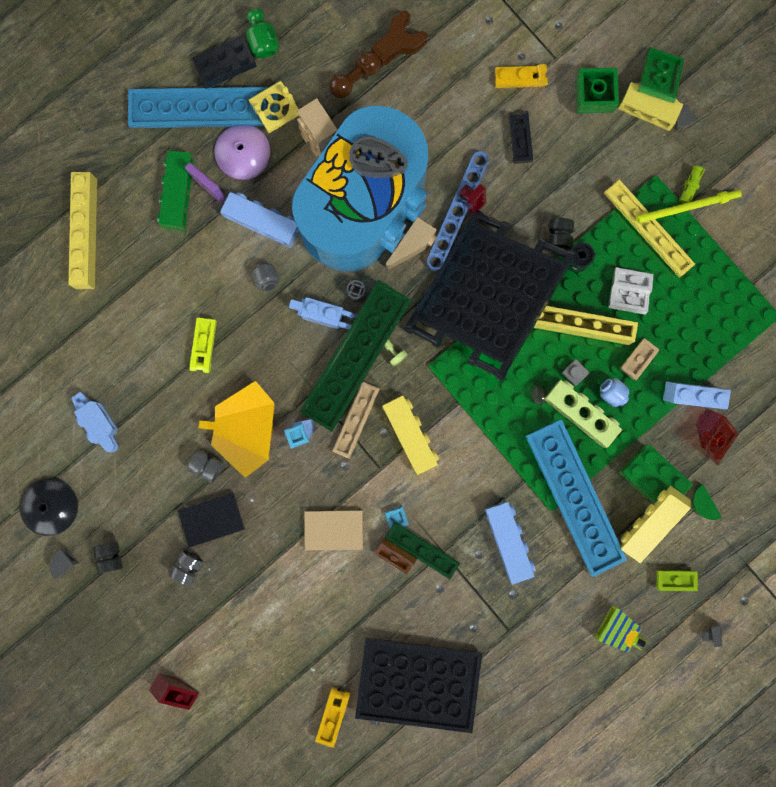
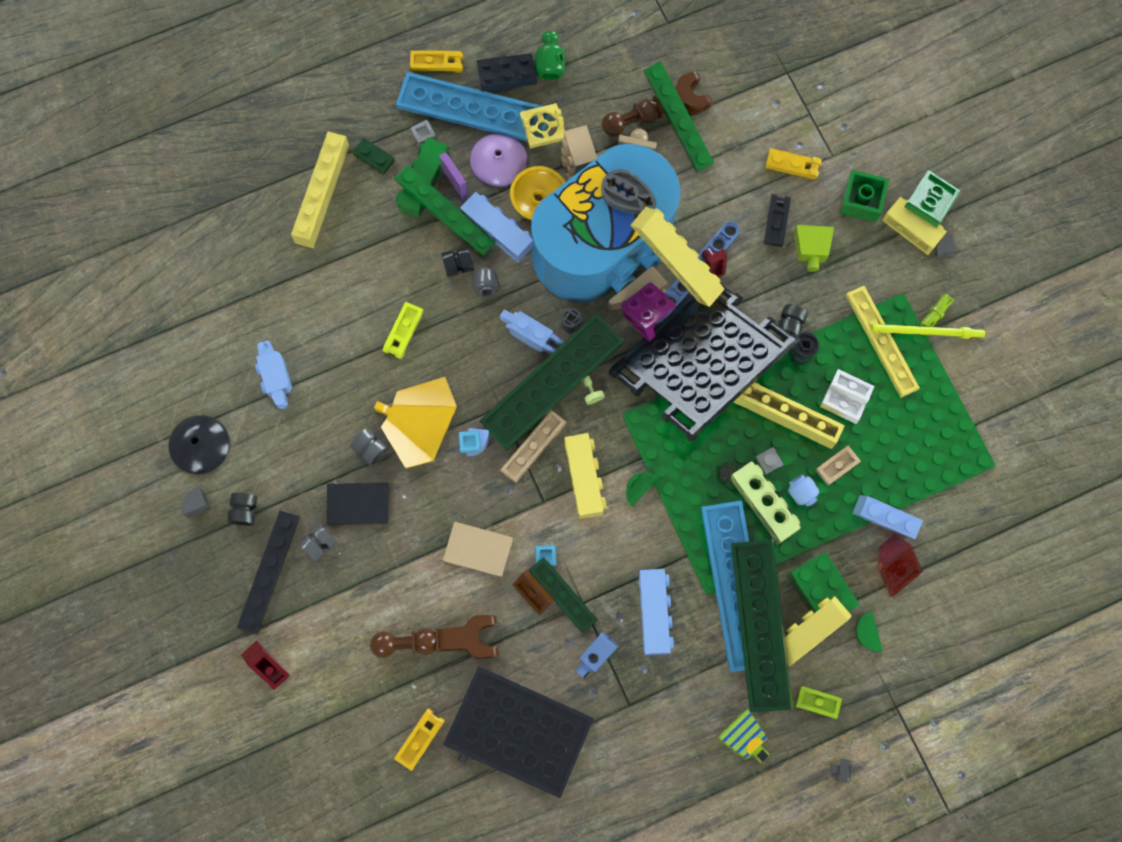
camera: 10 degrees right, 10 degrees down
(123, 182) = (373, 156): none -> dark green plate
(150, 606) = (268, 572): none -> black plate
(153, 69) = (436, 61): none -> yellow plate
(162, 145) = (422, 131): none -> light grey plate
(206, 218) = (444, 210): none -> green plate
(233, 264) = (457, 261): none -> black wheel
(280, 168) = (529, 185): none -> yellow dish
(313, 628) = (446, 639): none -> reddish brown piece
(368, 97) = (637, 137): none -> tan tile
(400, 61) = (678, 116): none -> green plate
(424, 261) = (646, 309): none -> magenta bracket
(439, 205) = (677, 255): none -> light yellow brick
(462, 429) = (639, 485): none -> green tile
(472, 590) = (603, 647): none -> medium blue torso
(561, 152) = (813, 244): none -> lime torso
(610, 530) = (761, 626): none -> dark green plate

